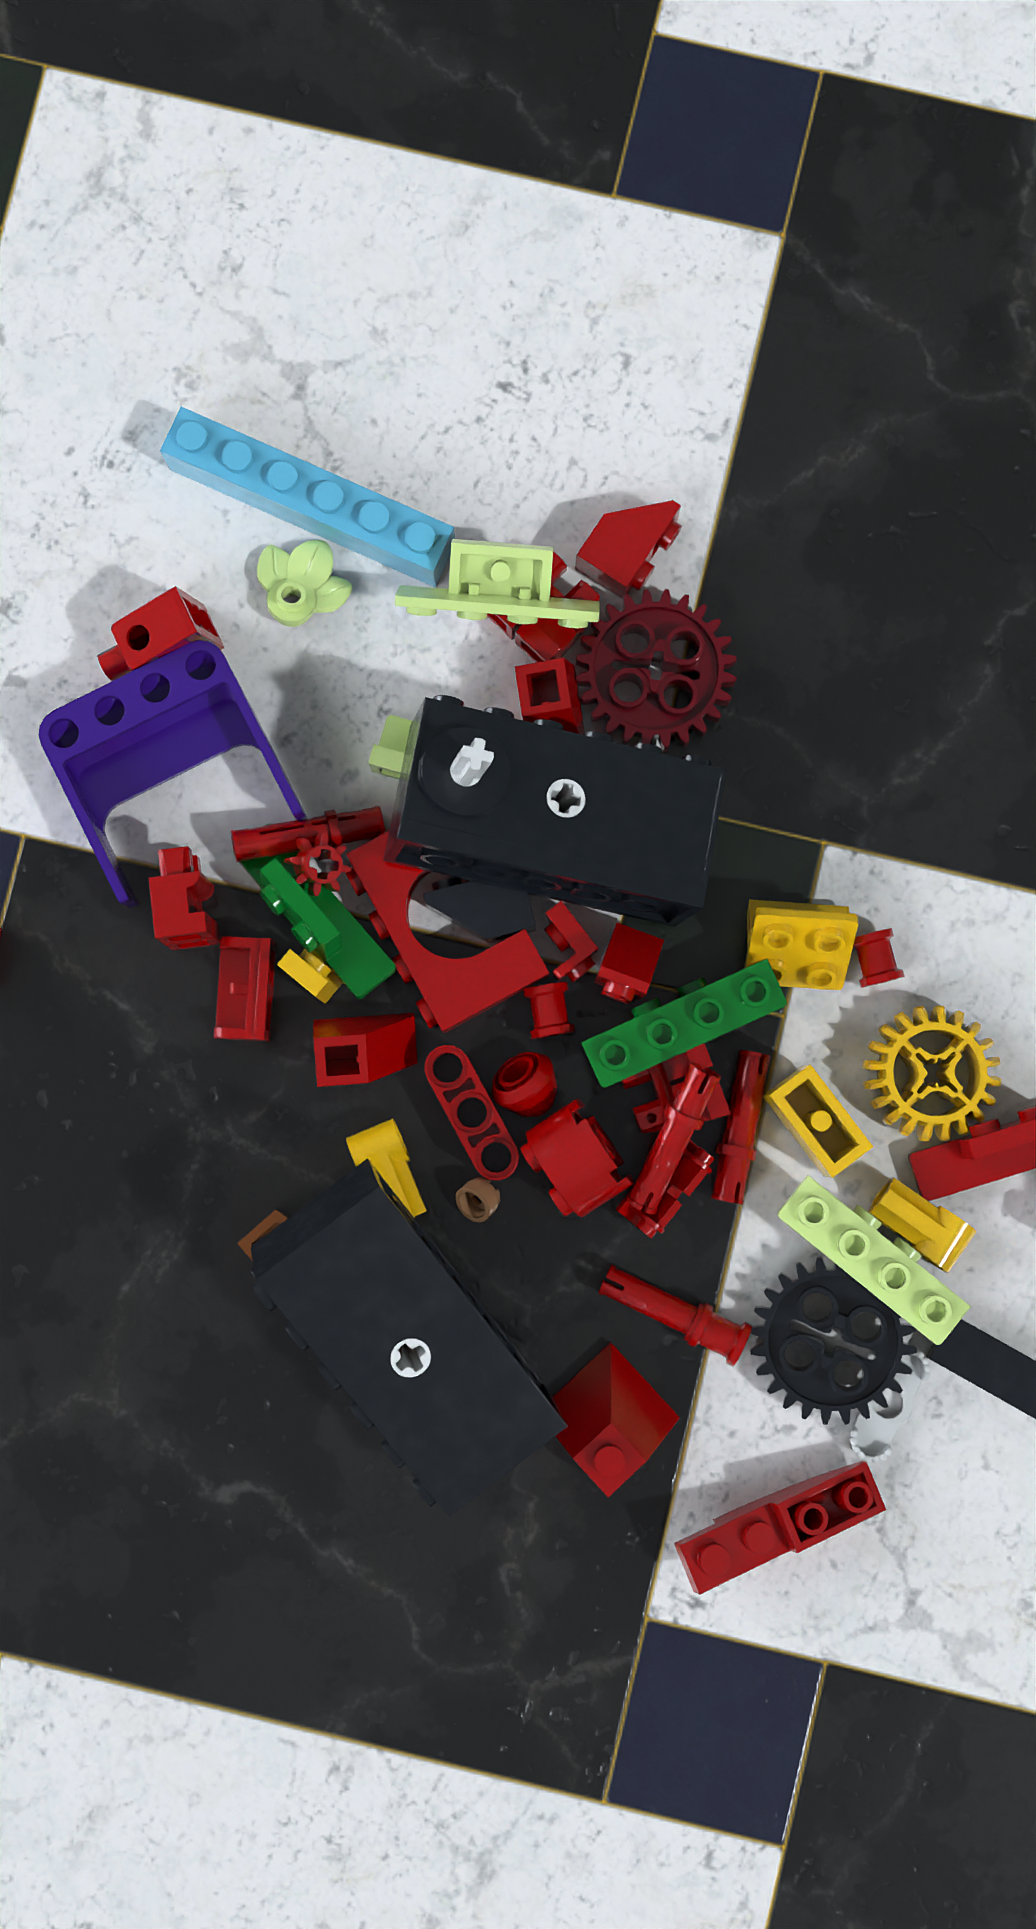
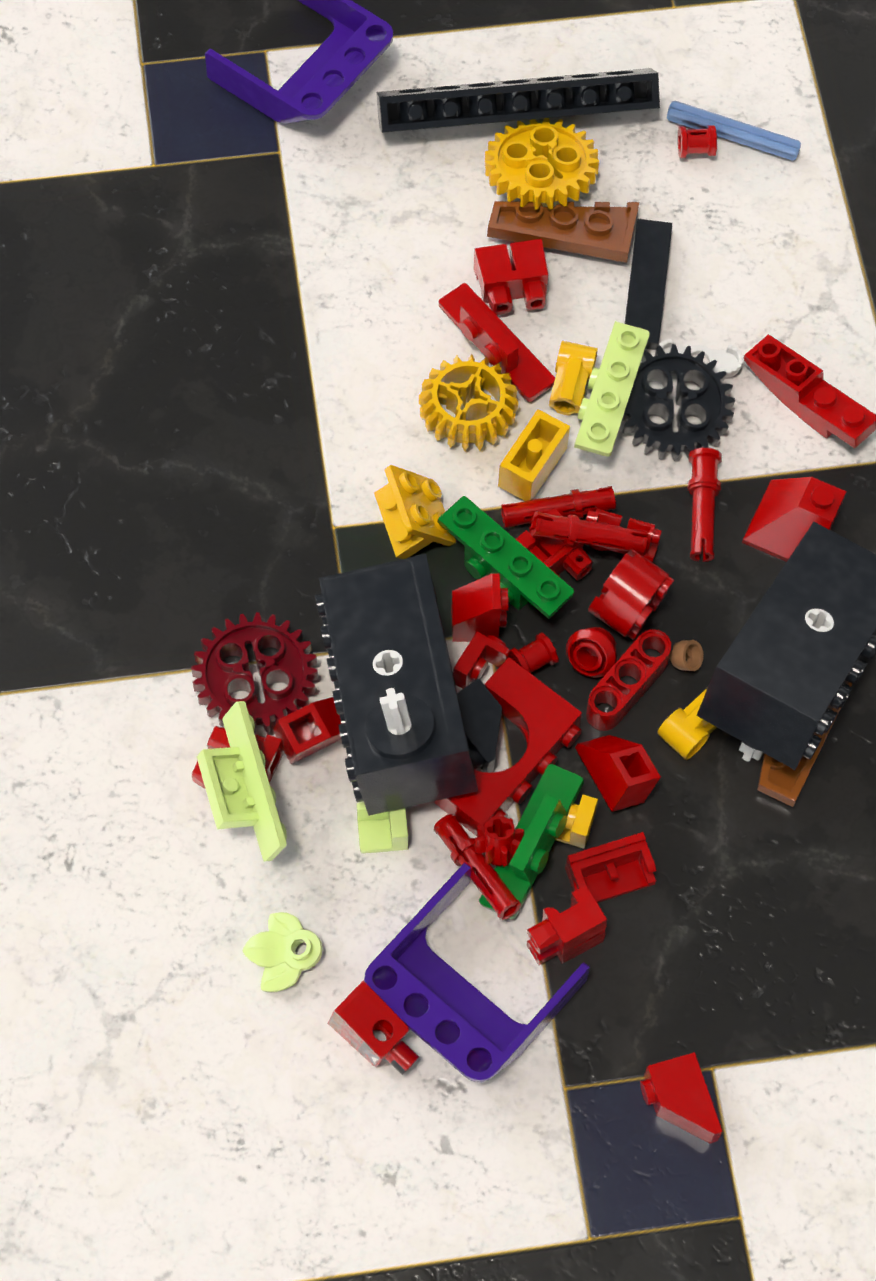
camera: 115 degrees left, 20 degrees down
(308, 496) = (216, 966): medium azure brick -> none
(624, 544) = (168, 725): red slope -> none
(876, 958) = (408, 458): red bush -> none

